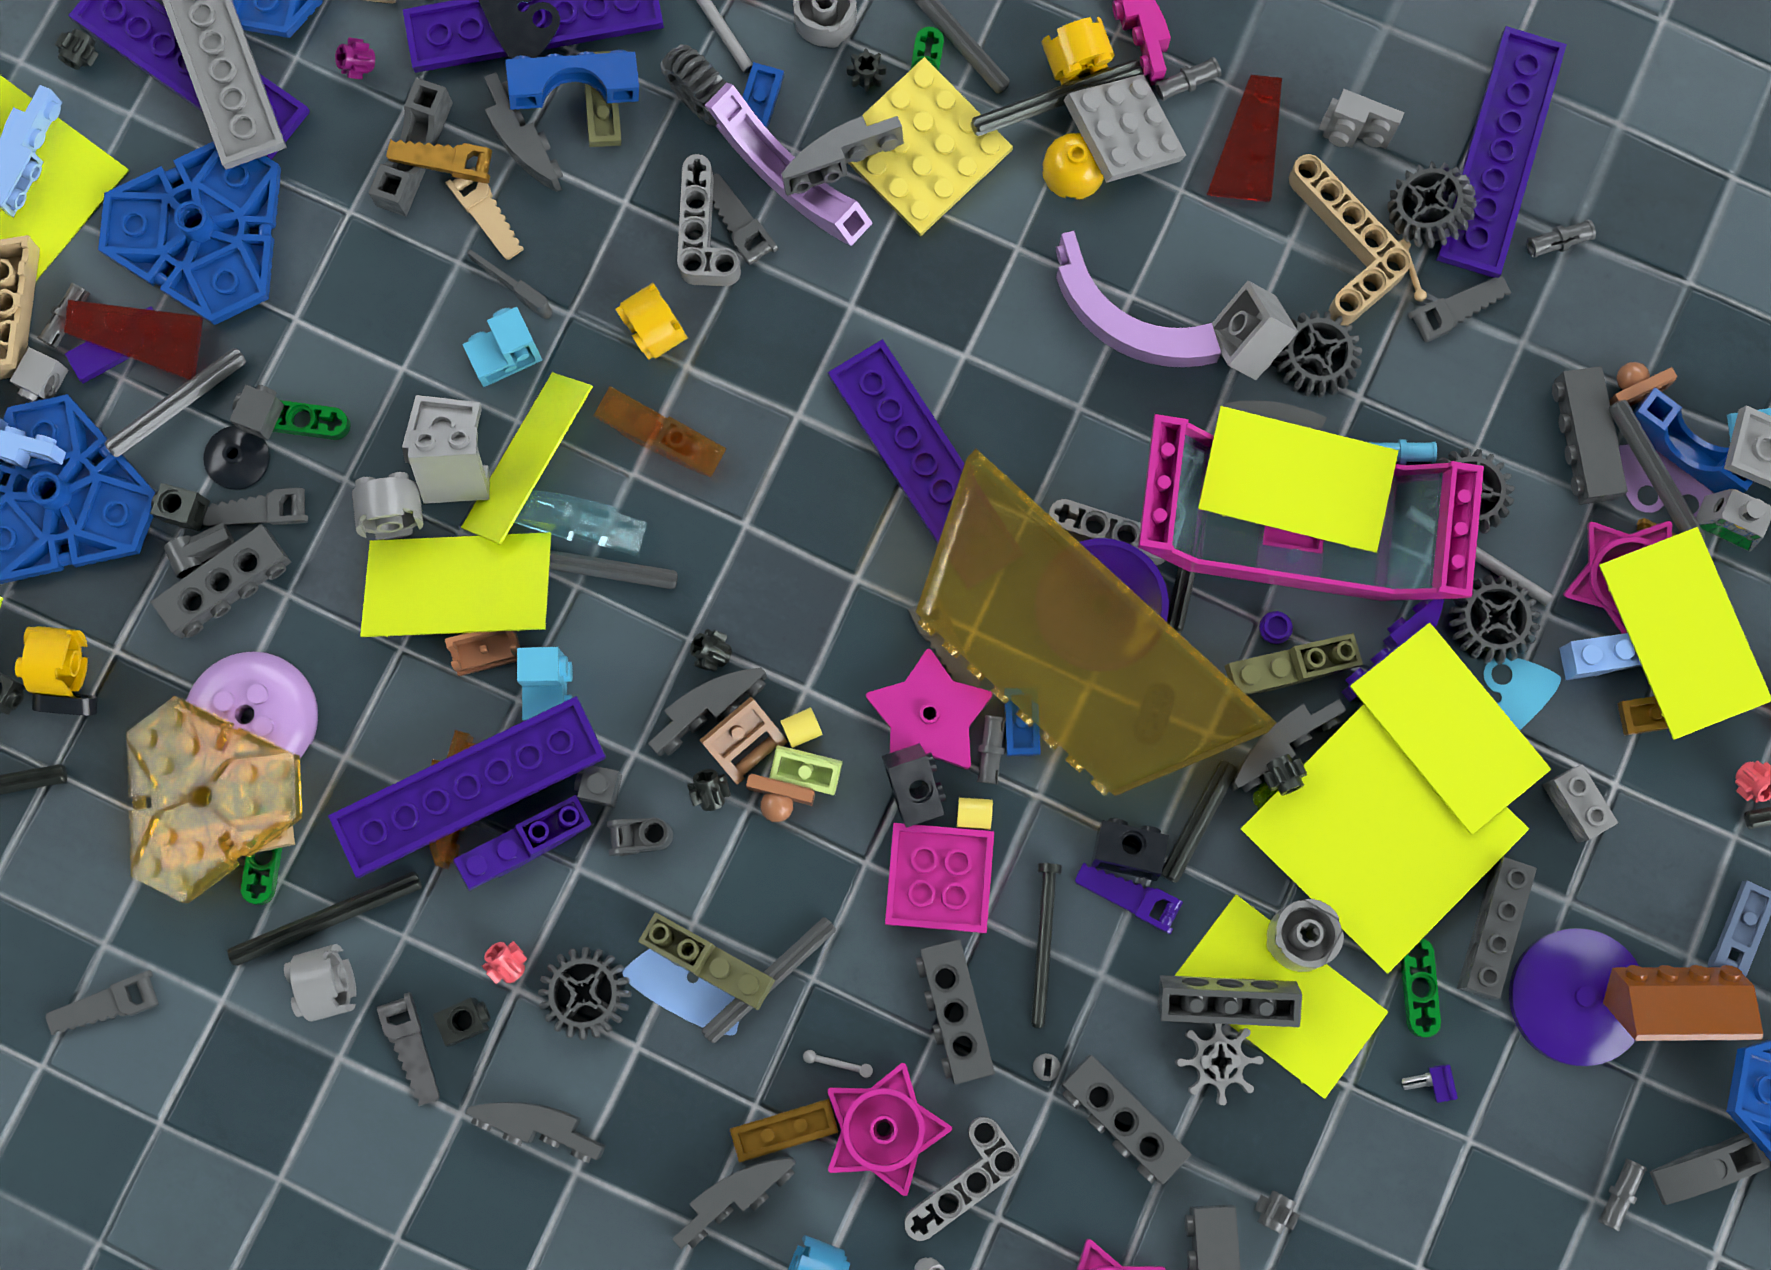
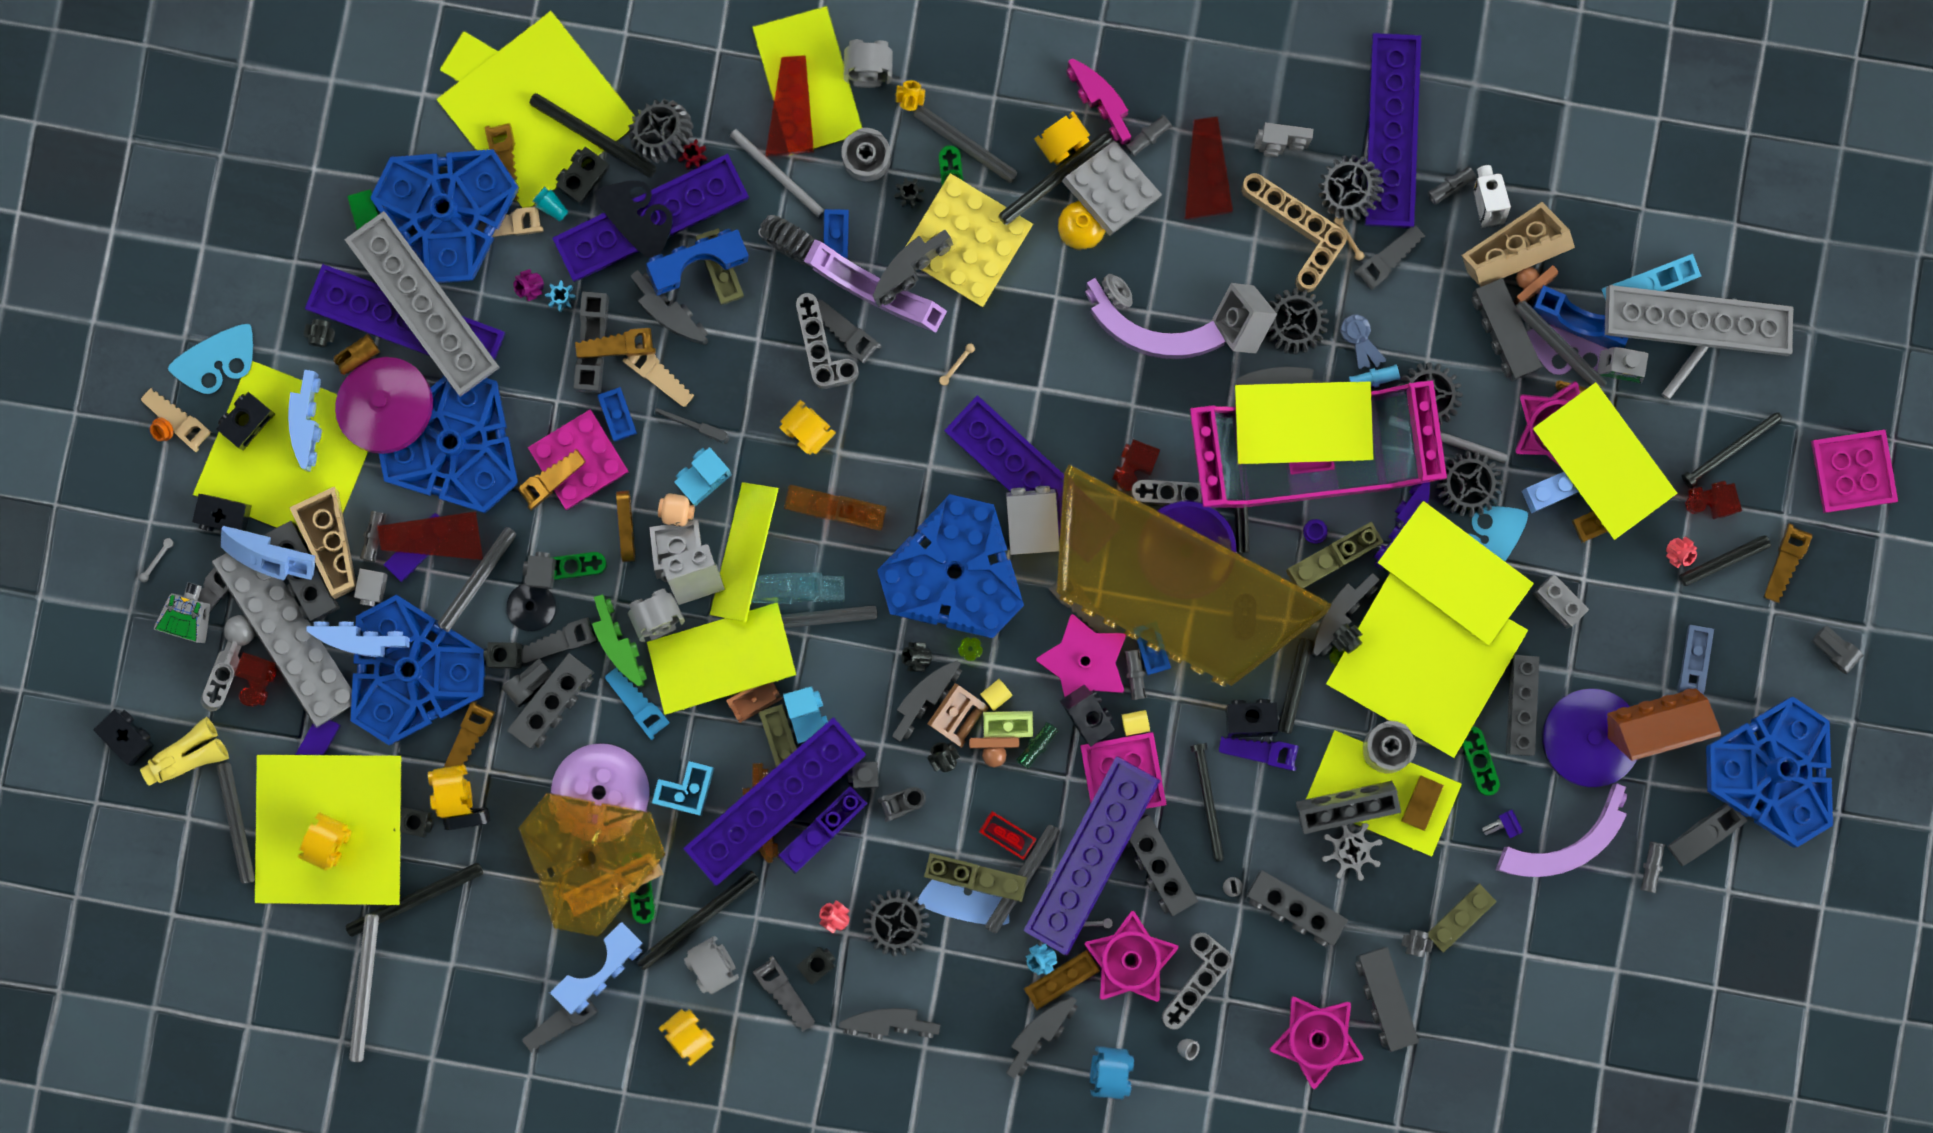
camera: 15 degrees left, 5 degrees up
(106, 596) = (469, 734): none -> pearl gold piece
(115, 88) = (356, 354): none -> pearl gold hinge
(128, 157) = (384, 405): none -> magenta dish
(210, 925) = (574, 992): none -> light blue arch
(259, 1070) = (686, 1036): none -> yellow brick
(307, 302) = (550, 479): none -> pearl gold piece
(329, 541) = (620, 652): none -> bright green slope
(332, 615) = (636, 703): none -> dark azure piece
(352, 289) = (601, 459): none -> dark pink plate
(363, 749) = (691, 794): none -> medium azure brick
(386, 386) = (625, 526): none -> pearl gold beam
(388, 74) = (563, 290): none -> medium azure gear
(418, 245) = (617, 414): none -> blue plate
(455, 381) = (675, 510): none -> light nougat head
(502, 698) = (778, 733): none -> olive plate
(763, 1095) = (1041, 959): none -> medium azure gear
(765, 916) = (1007, 835): none -> slope
(784, 668) = (970, 655): none -> clear neon green plate
(809, 509) = (964, 536): none -> blue plate
(837, 808) = (1037, 745): none -> clear green pin
(847, 312) = (944, 380): none -> tan hinge
(868, 973) = (1092, 855): none -> dark purple plate
(909, 514) = (1032, 520): none -> light grey panel
(1068, 472) = (1137, 458): none -> clear red brick
(1098, 256) = (1117, 291): none -> light grey gear
(1329, 1023) = (1422, 803): none -> pearl gold tile
(1344, 1193) = (1461, 918): none -> olive plate
(1393, 386) = (1356, 330): none -> sand blue piece
(1521, 1149) = (1575, 855): none -> lavender arch
(1610, 265) = (1491, 197): none -> white torso
(1633, 331) = (1518, 245): none -> tan wedge

